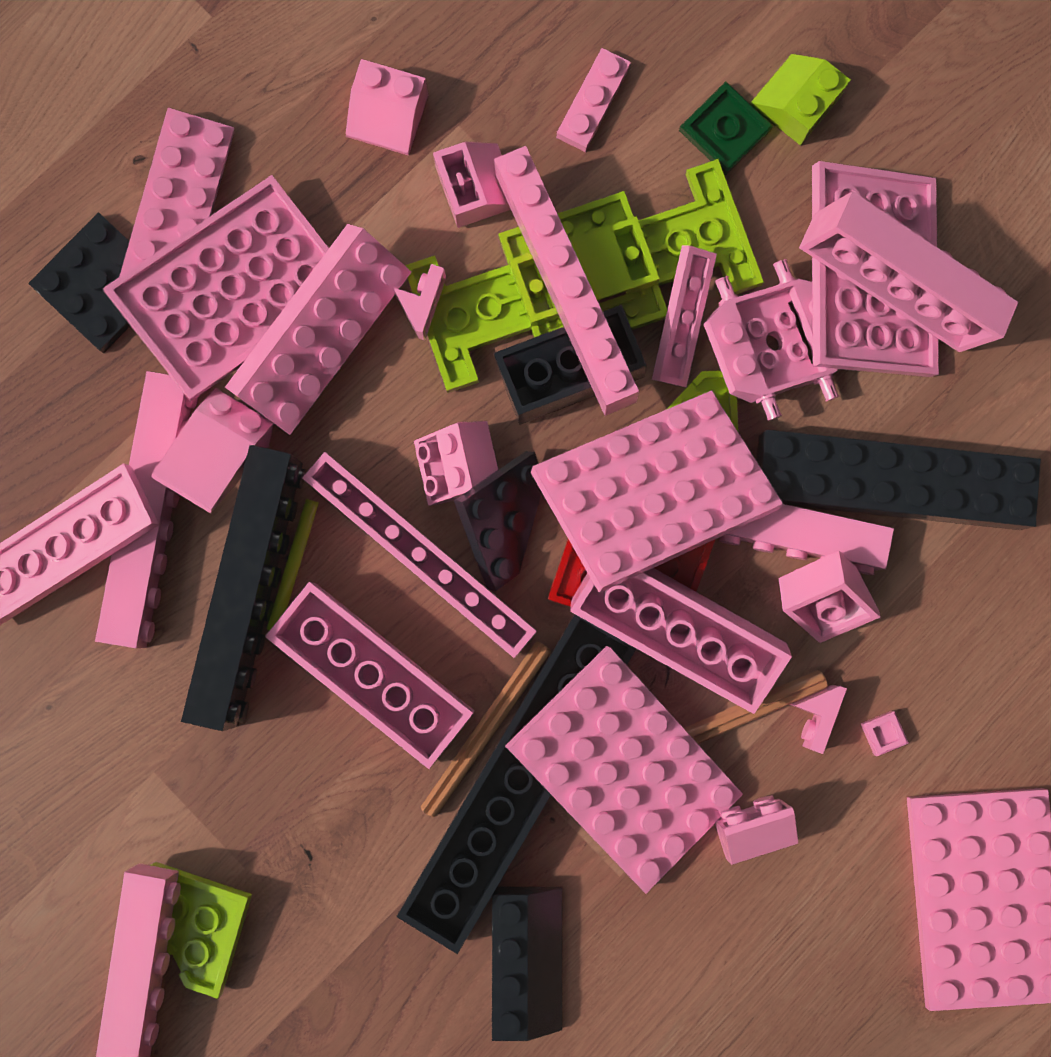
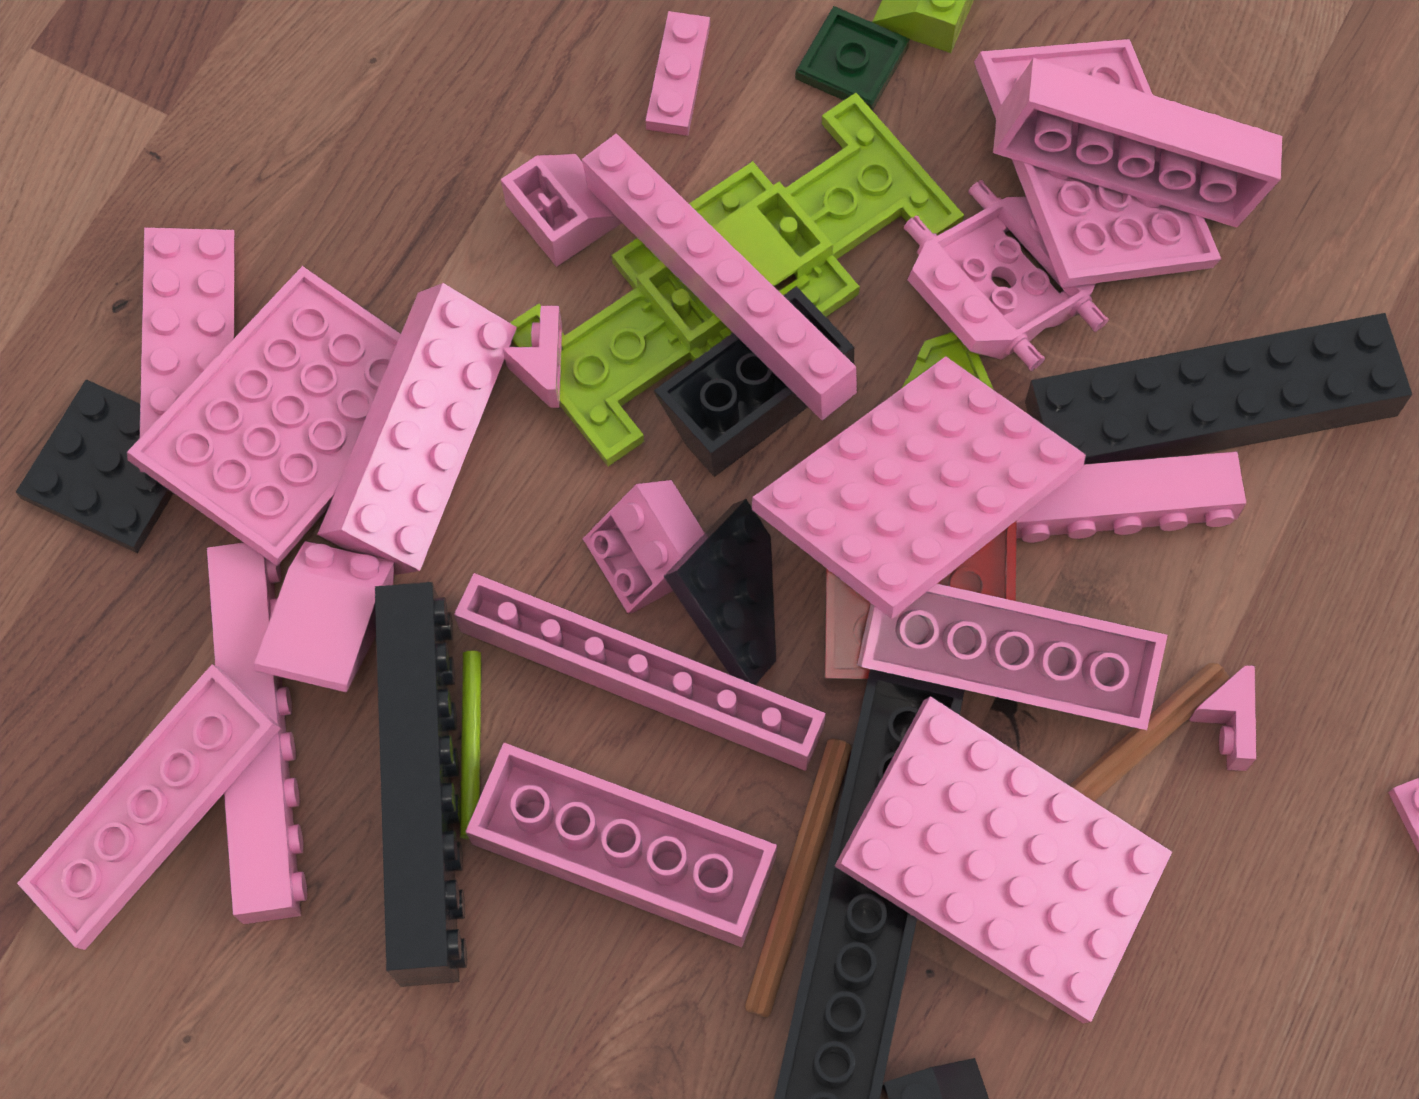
camera: 15 degrees left, 15 degrees down
(385, 106) = (421, 151): bright pink slope -> none
(684, 316) = (879, 282): bright pink plate -> none
(757, 829) = (1209, 888): bright pink slope -> none
(827, 597) = (1187, 561): bright pink slope -> none
(884, 733) = (1326, 717): bright pink tile -> none

